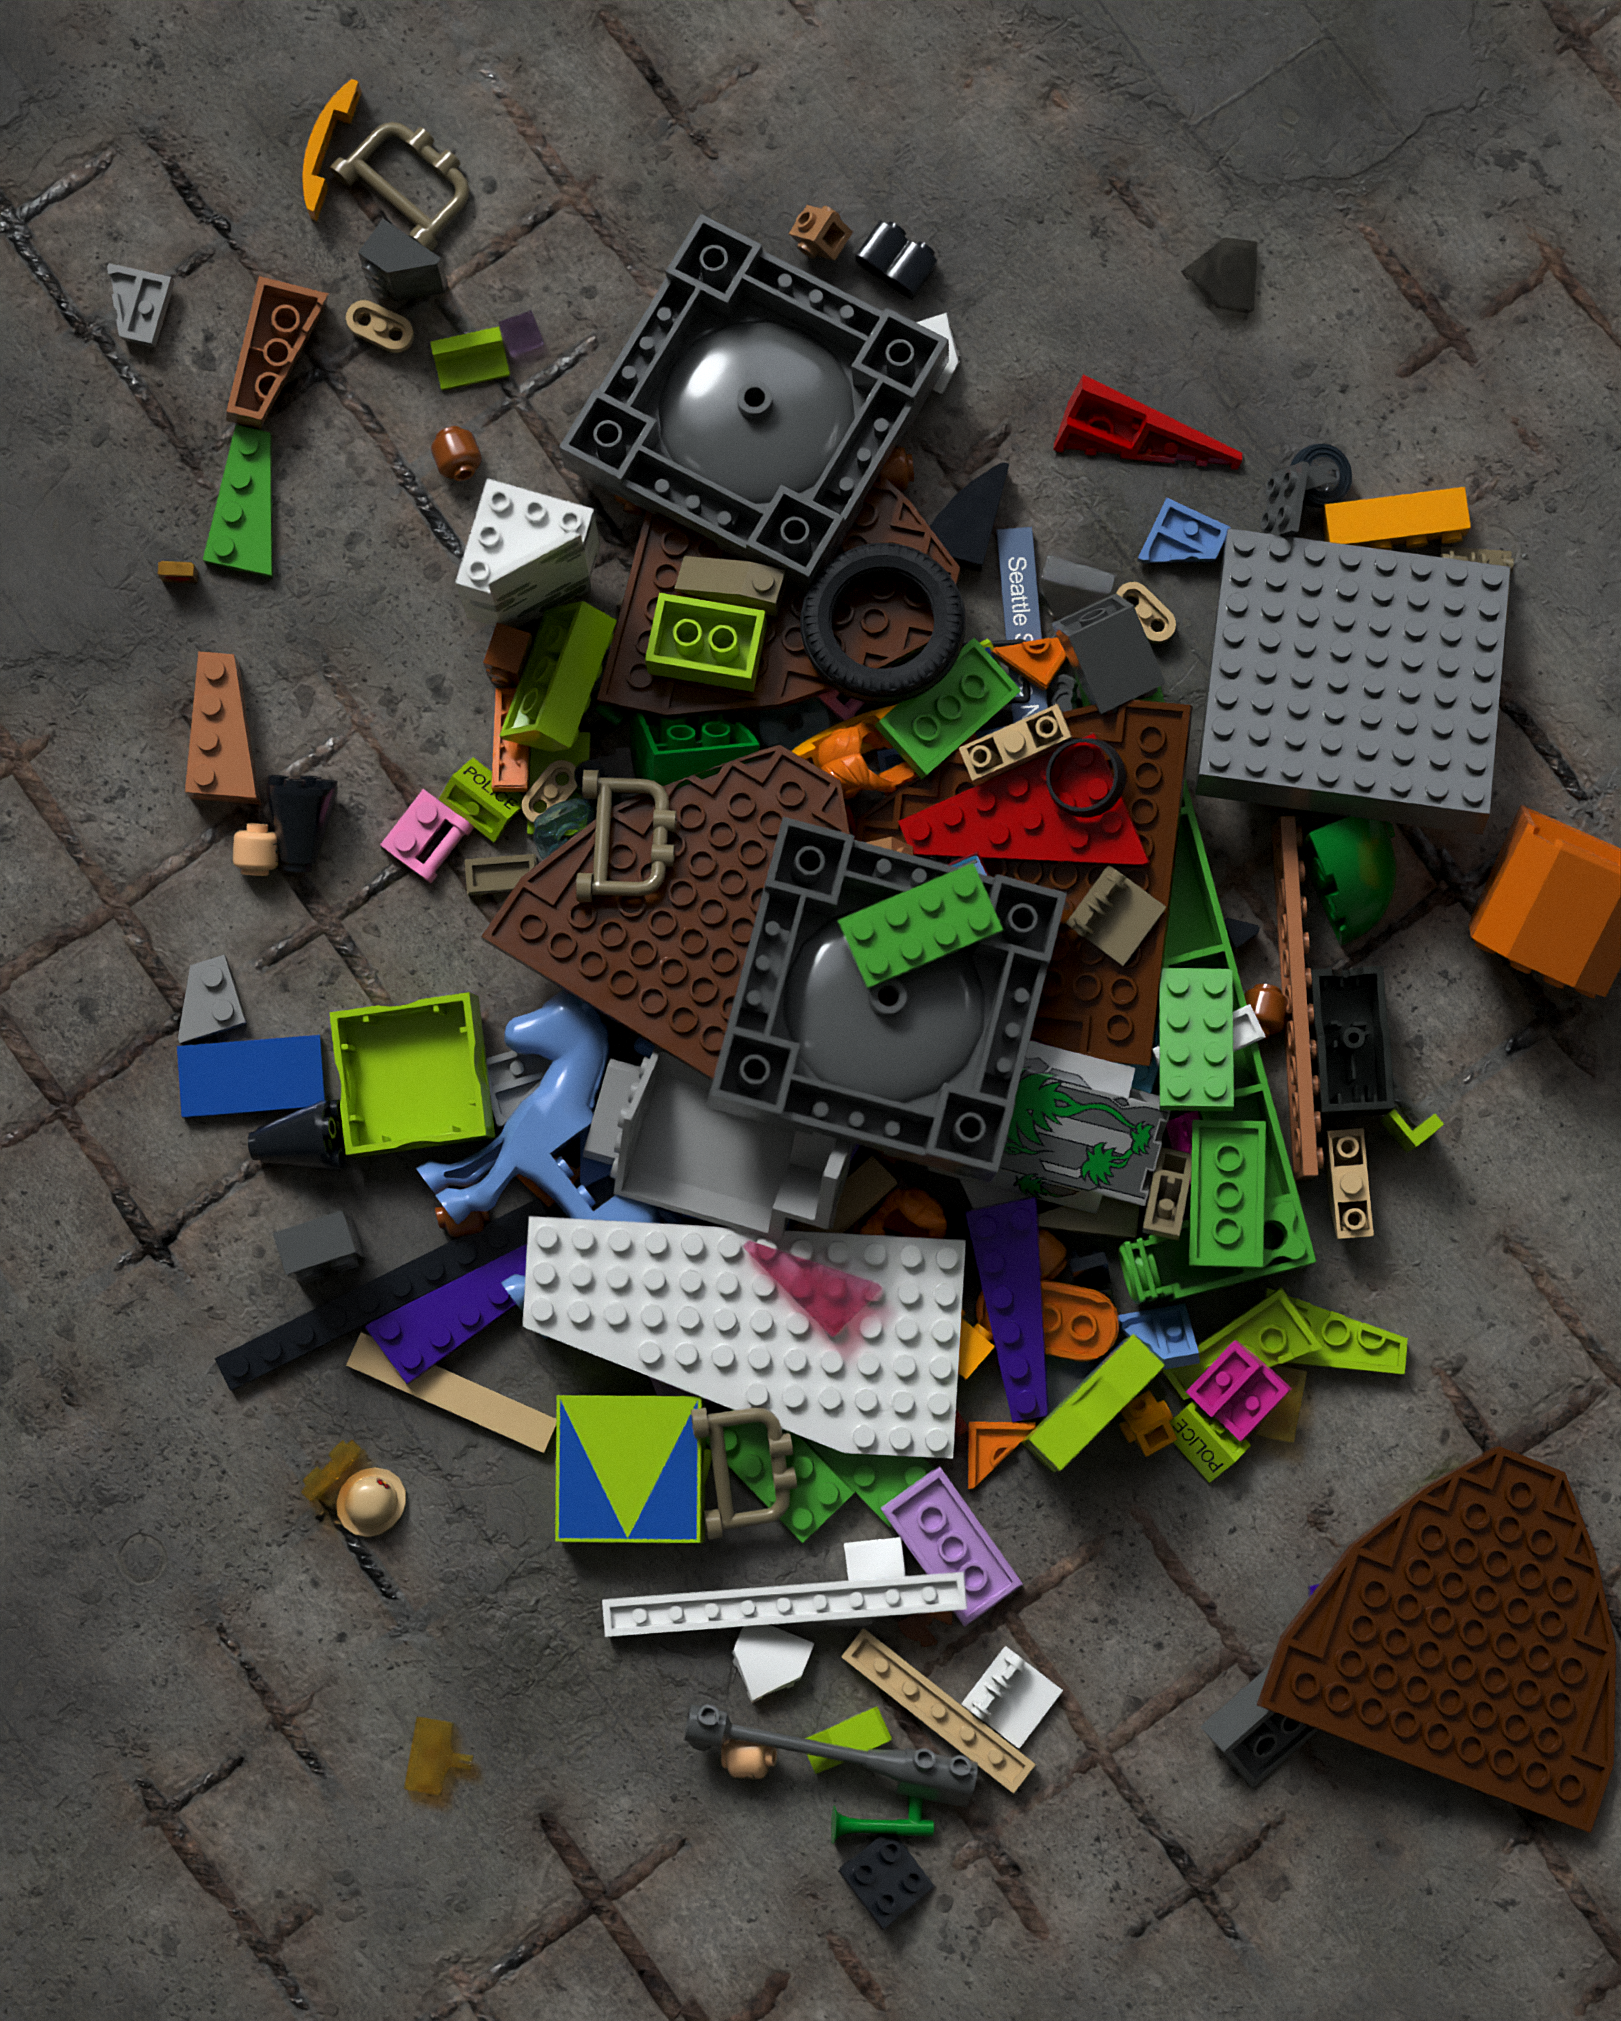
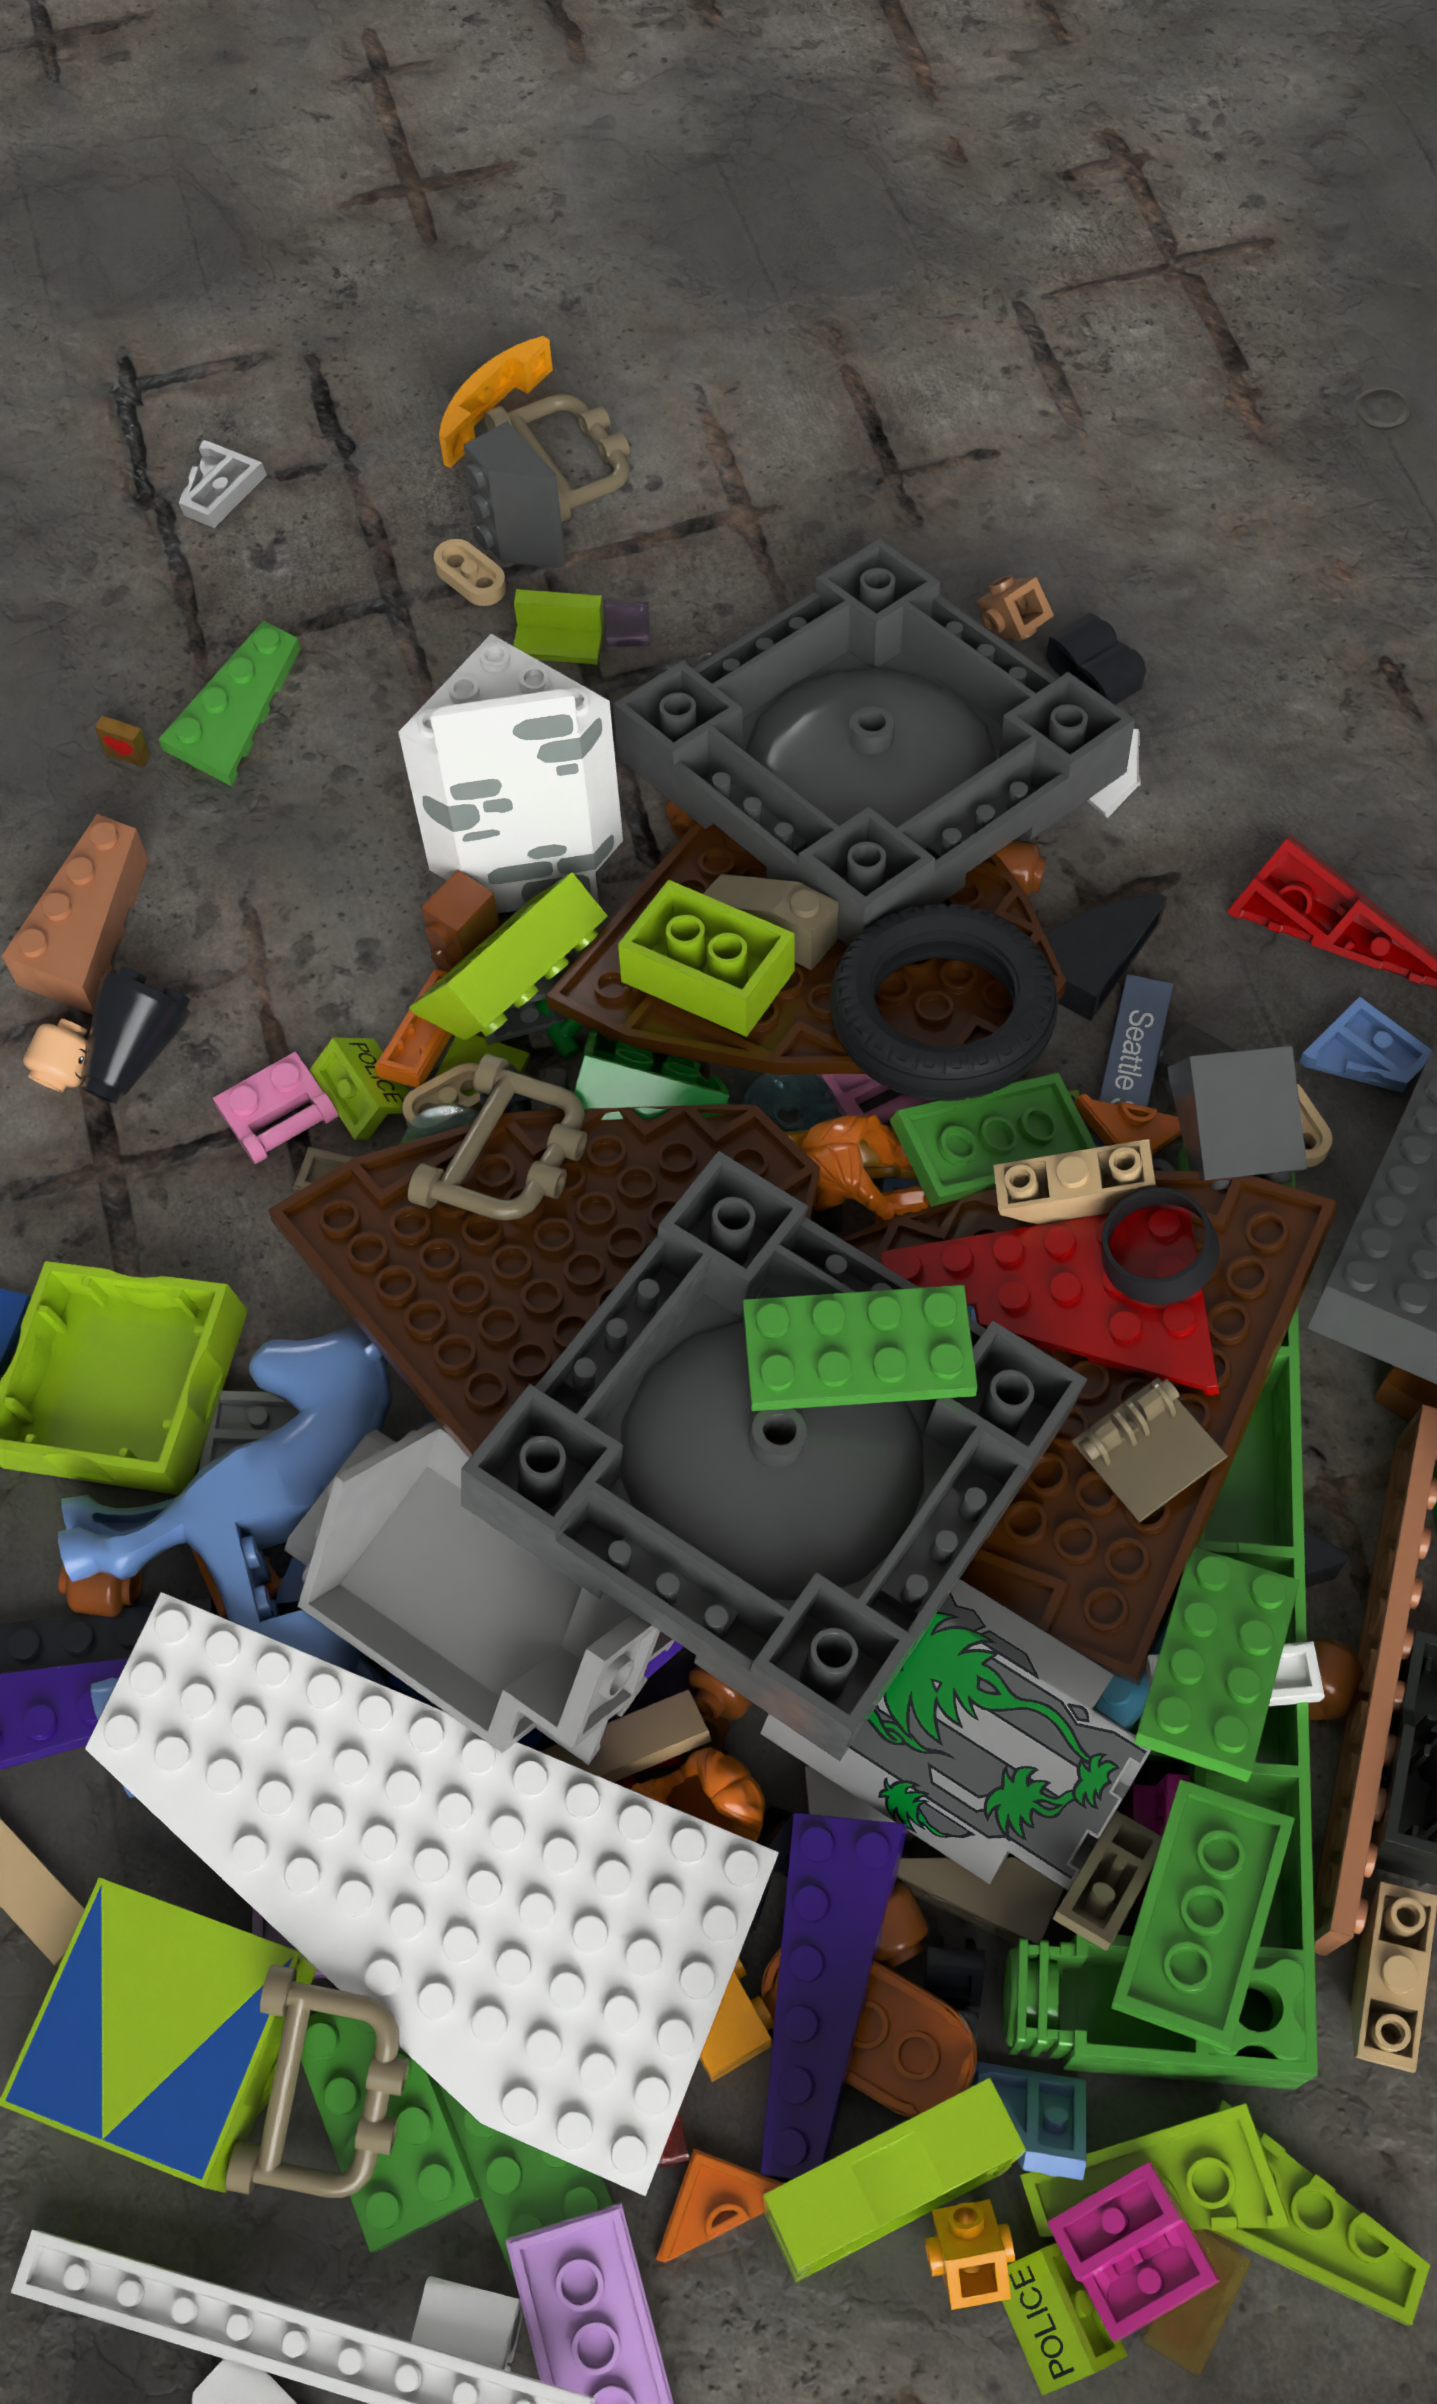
camera: 25 degrees right, 20 degrees down
(273, 341) = (336, 553): nougat wedge -> none
(822, 1291) = (536, 1850): clear pink wing -> none

